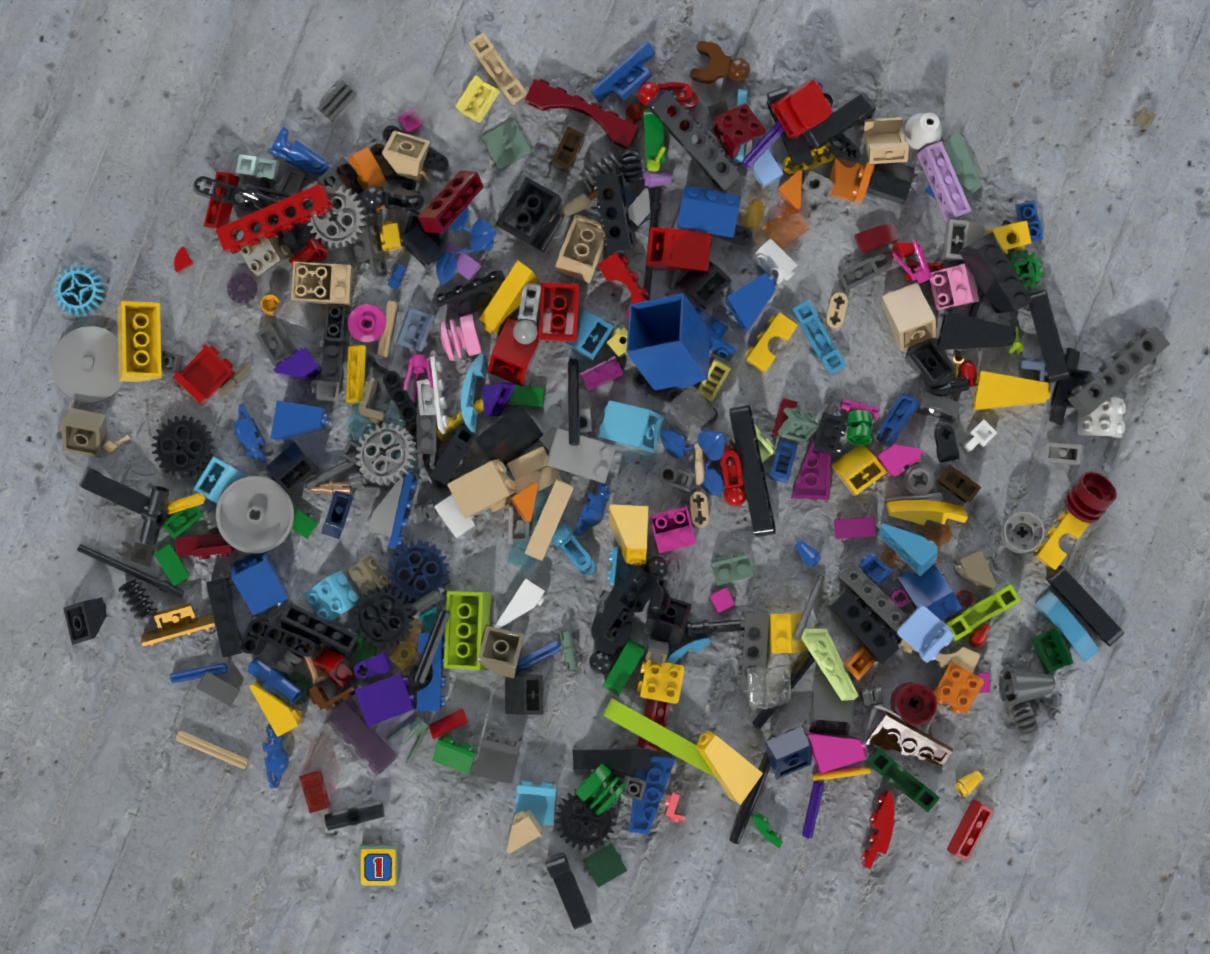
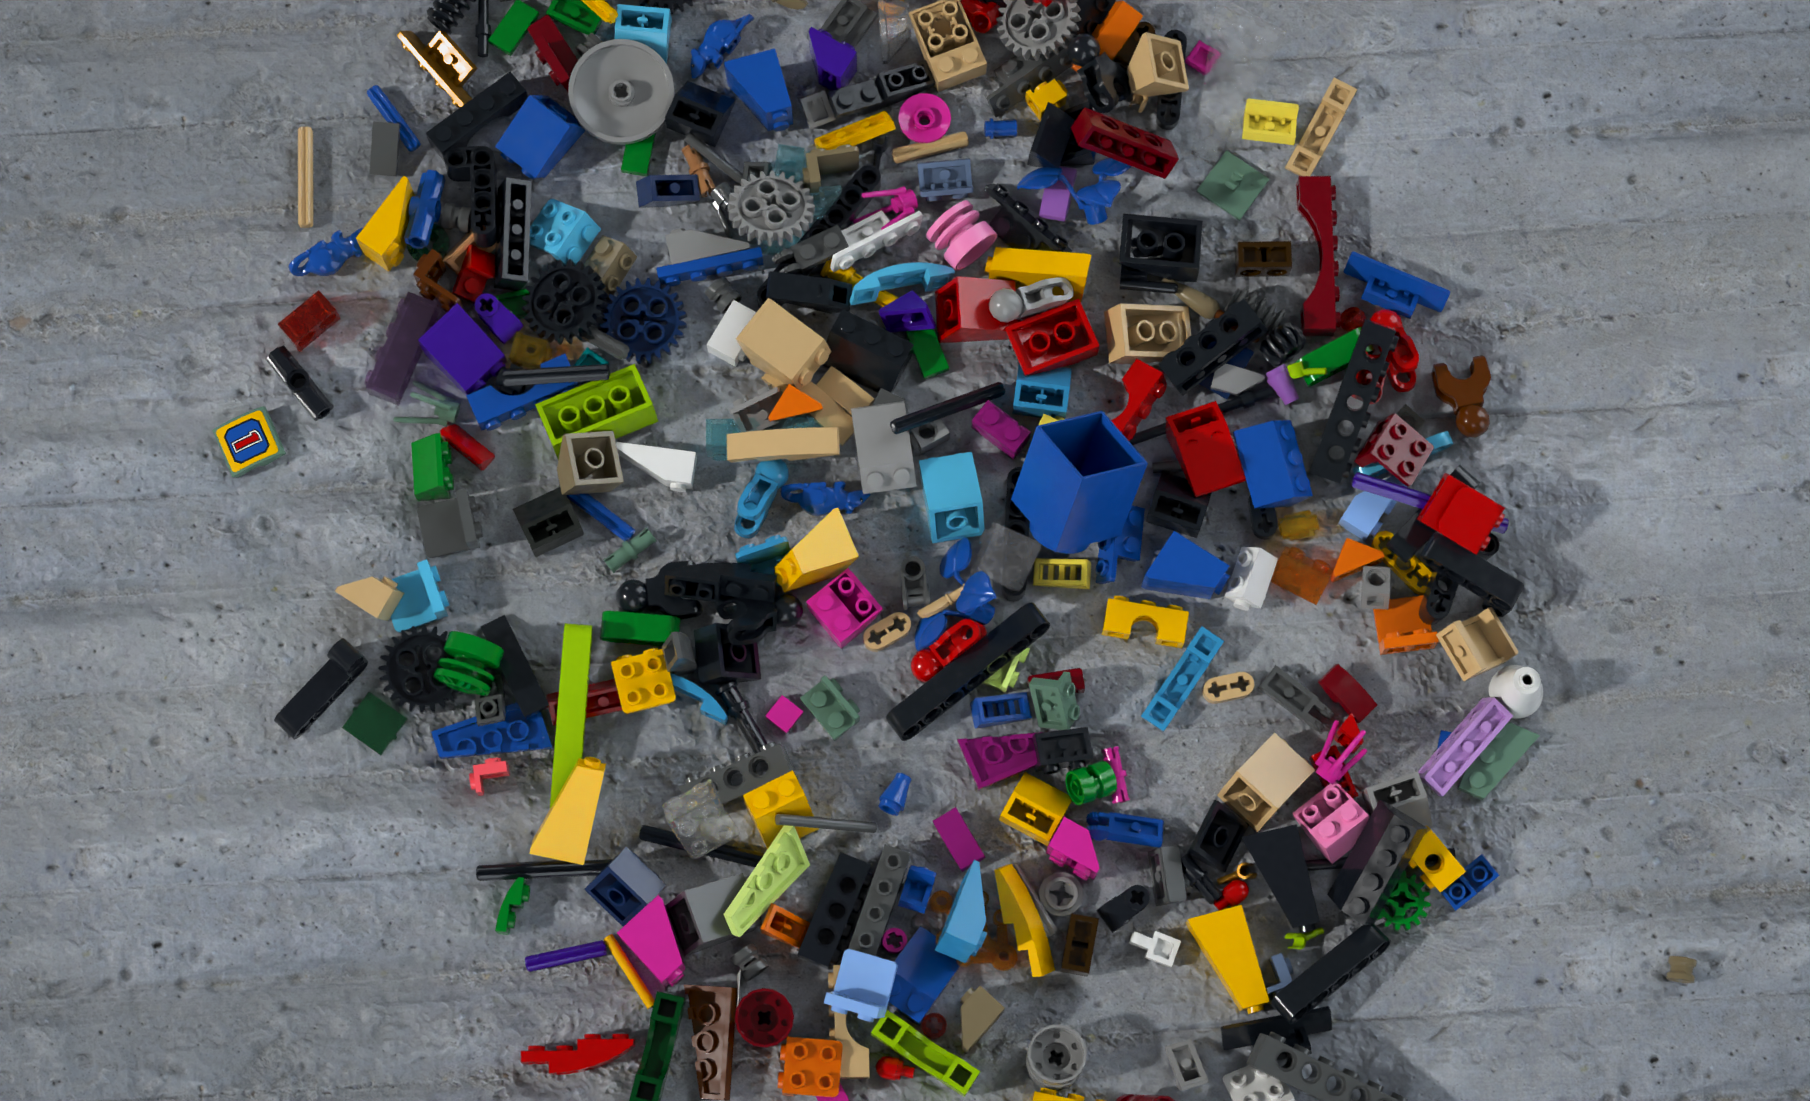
camera: 60 degrees right, 10 degrees down
(891, 181) = (1430, 679): black slope -> none

